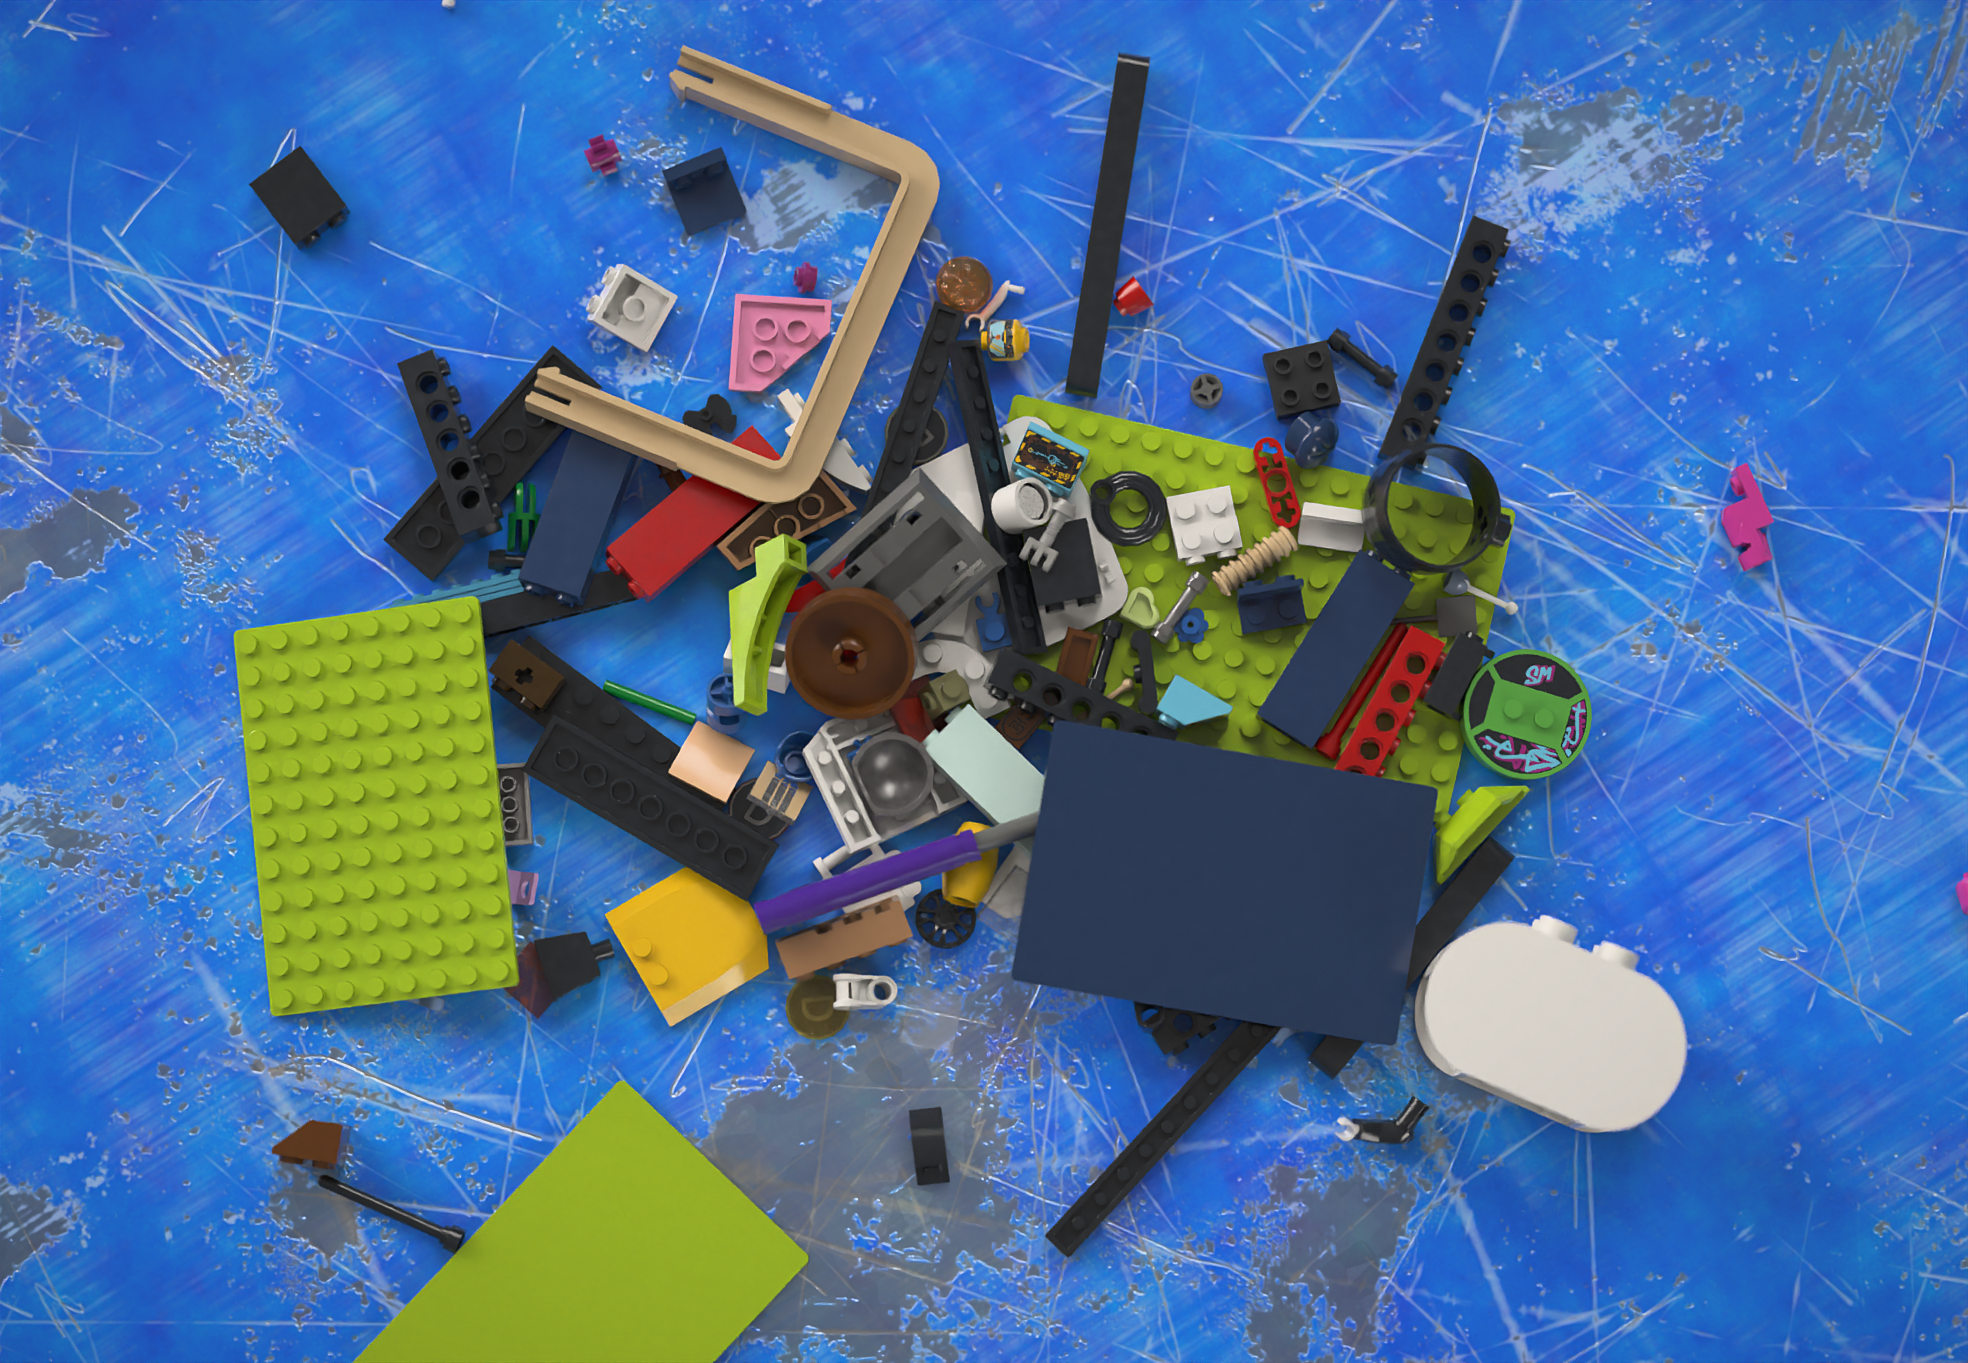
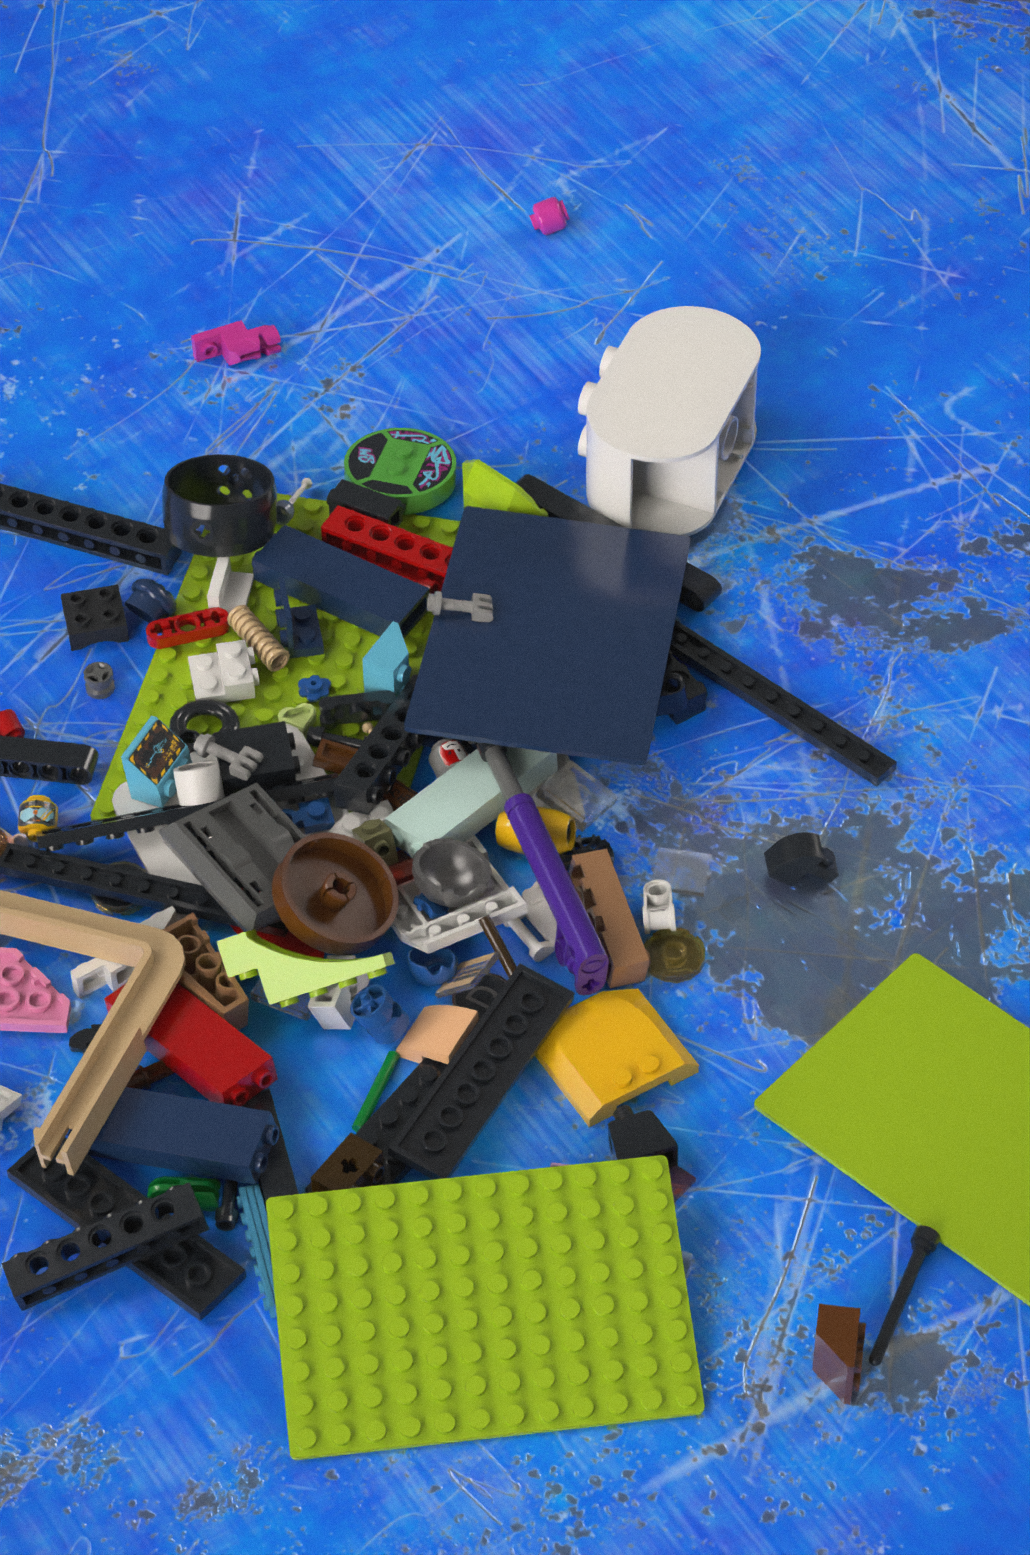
camera: 90 degrees left, 35 degrees down
(804, 825) = (497, 944): none -> dark brown bar
(1194, 585) = (278, 680): flat silver bar -> none
(1249, 754) = (479, 606): none -> light grey hinge
(1340, 341) = (94, 566): black bar -> none
(1386, 1131) = (763, 551): black arm -> none
(1453, 616) = (311, 515): dark grey piece -> none

